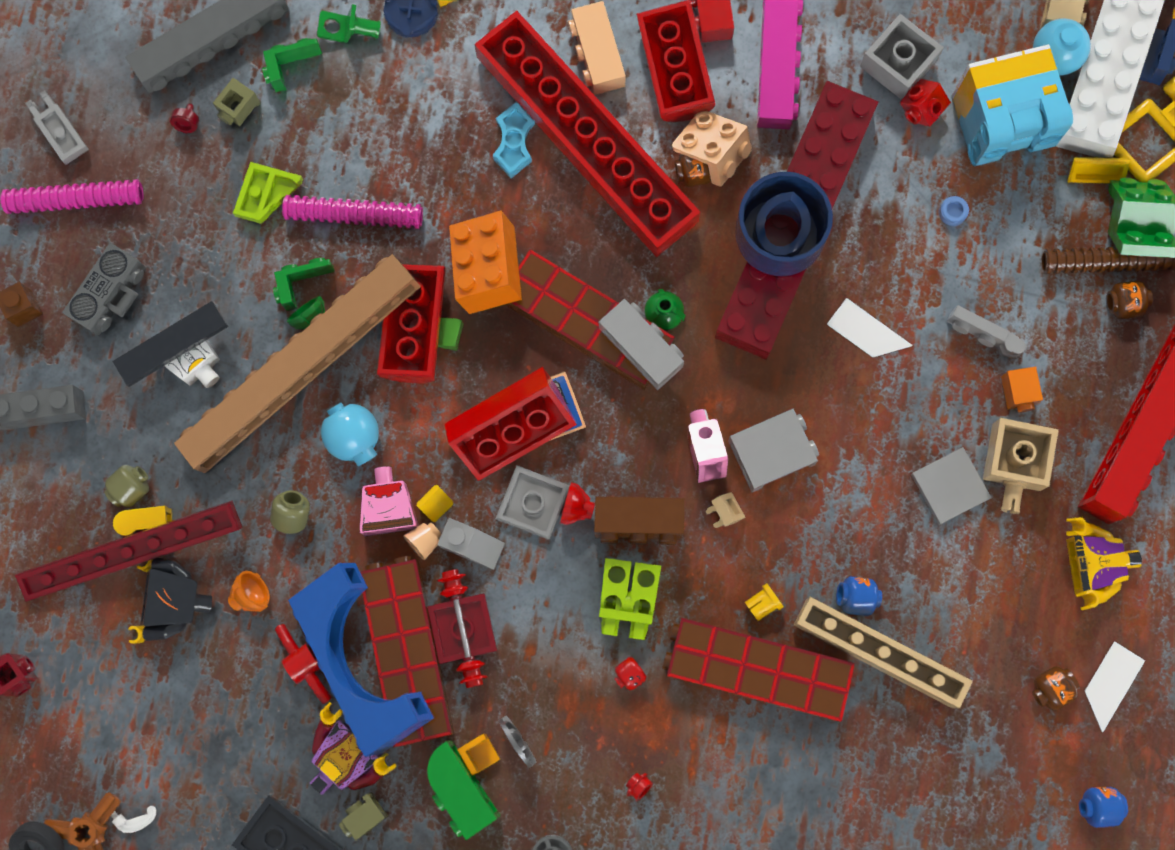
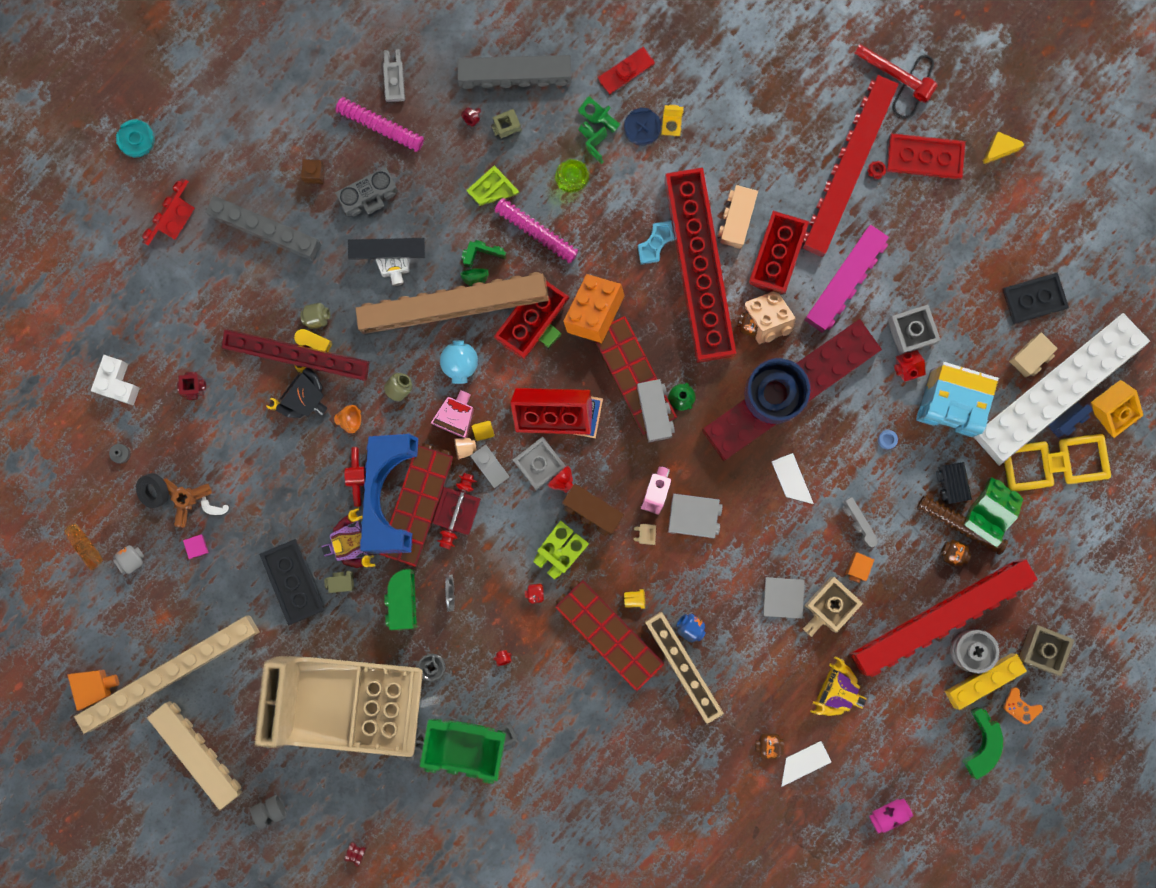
camera: 25 degrees right, 5 degrees up
(284, 54) = (550, 109): green bracket -> none
(357, 119) = (572, 175): none -> clear neon green piece
(359, 59) = (594, 139): none -> green bracket
(479, 754) = (424, 586): light orange panel -> none
(1068, 44) = (1013, 381): medium azure brick -> none
(1070, 214) = (954, 483): none -> black brick
(1098, 170) = (987, 466): yellow tile -> none
(1103, 807) = (754, 826): blue head -> none

